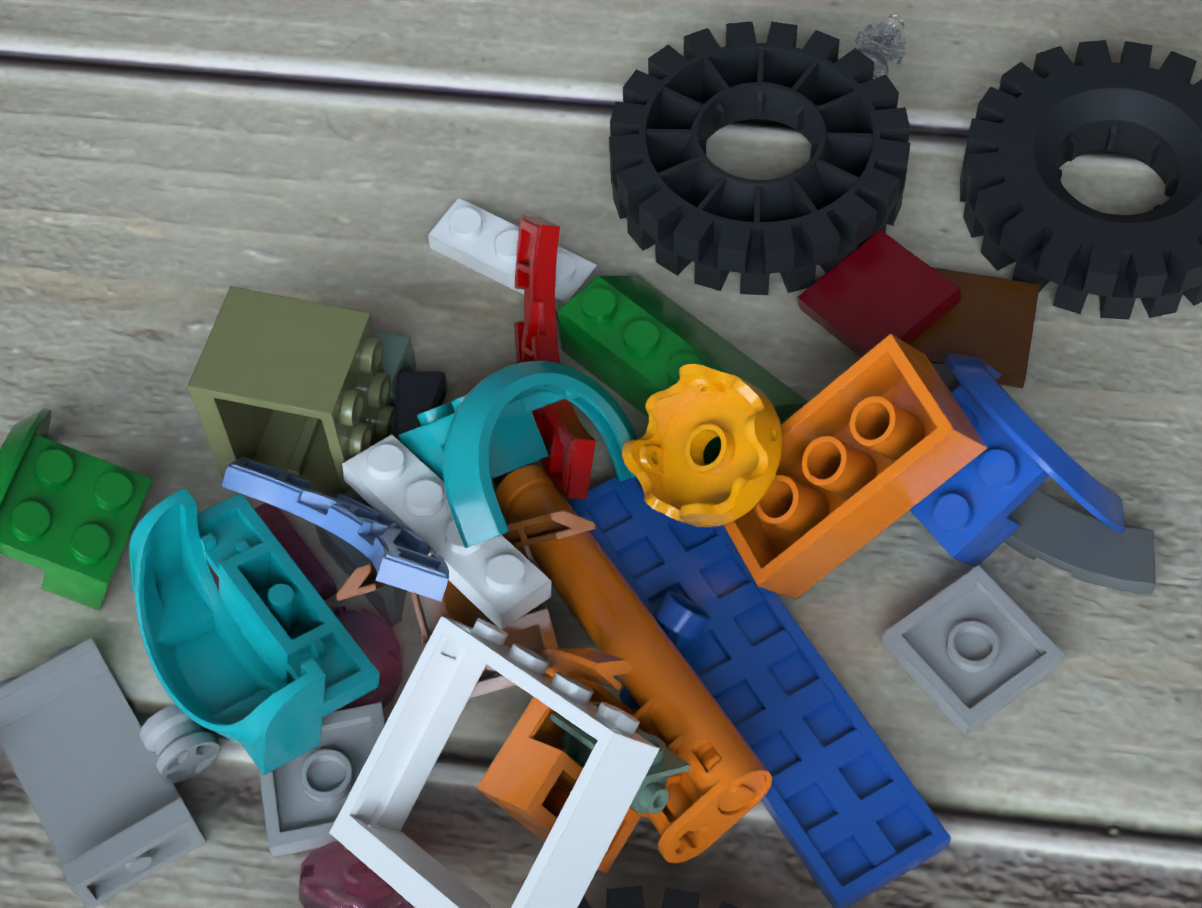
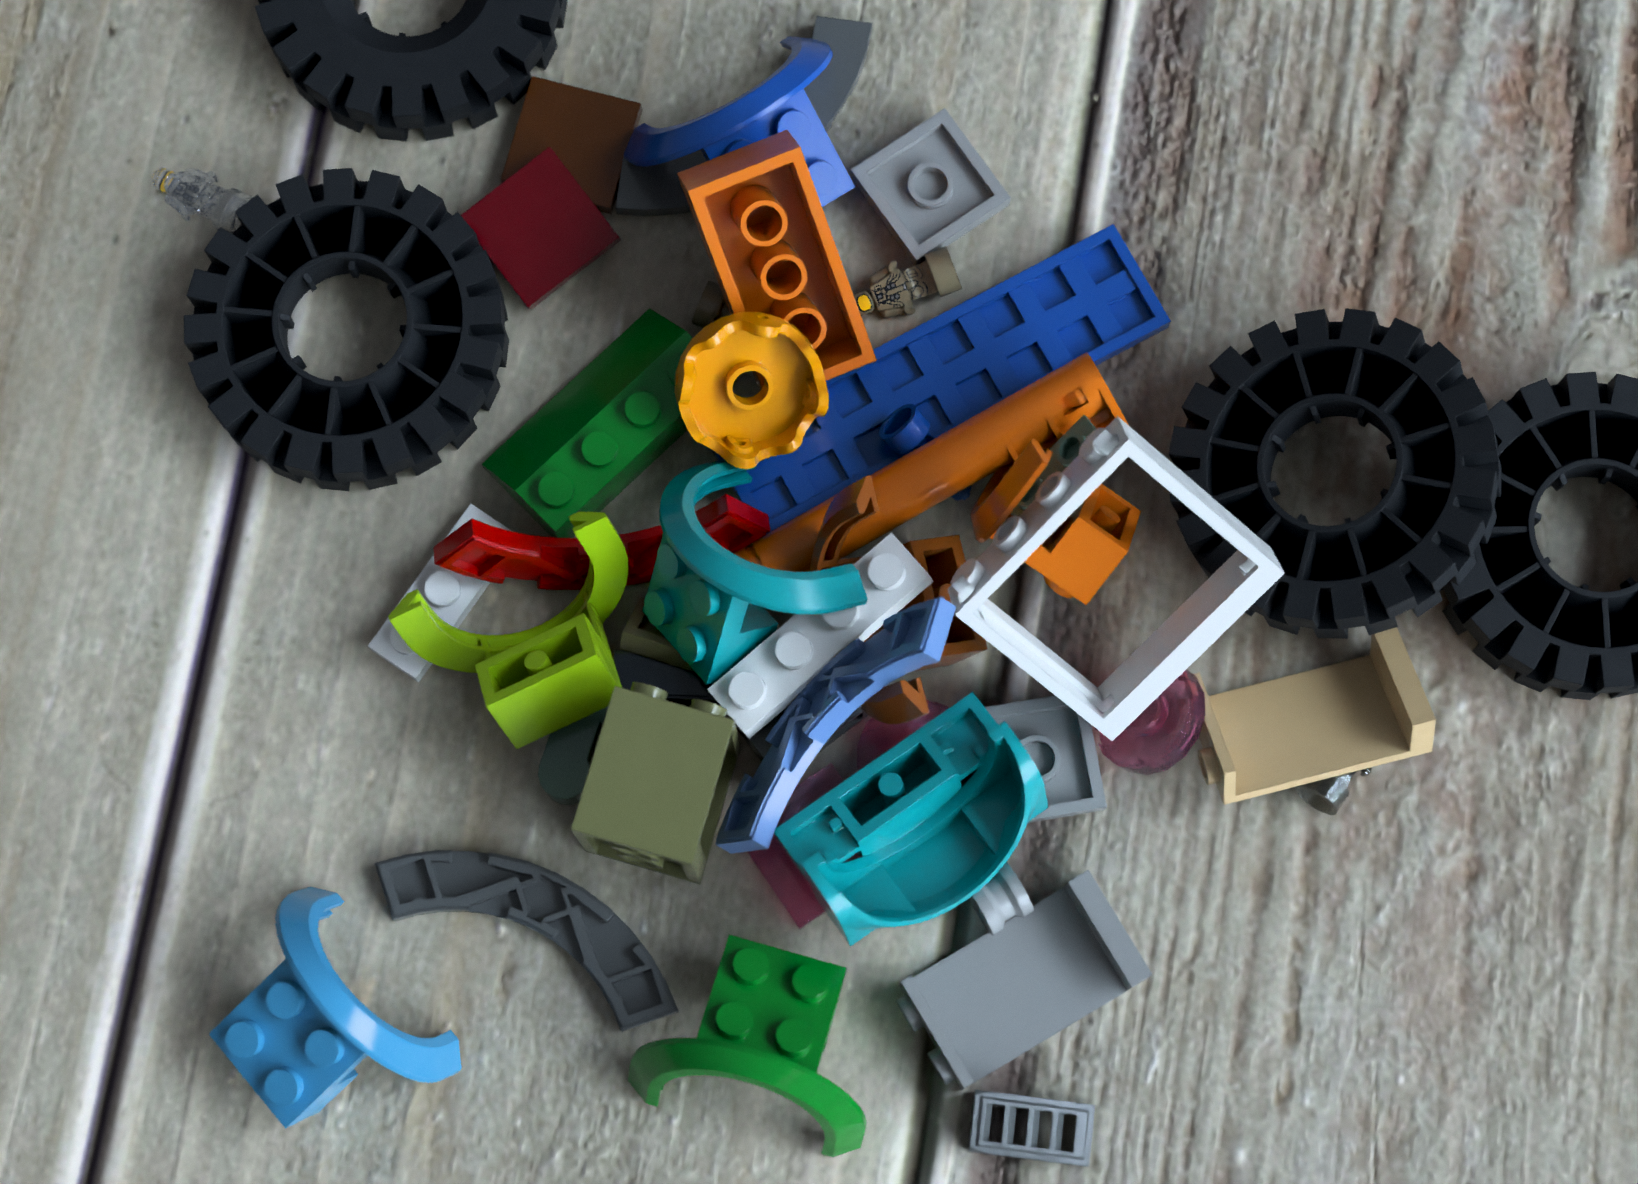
camera: 90 degrees left, 20 degrees up
(94, 156) = (308, 1031): none -> dark azure piece
(165, 405) = (540, 901): none -> dark grey tile
(427, 309) = (545, 673): none -> lime piece
(849, 623) = (895, 290): none -> dark tan piece

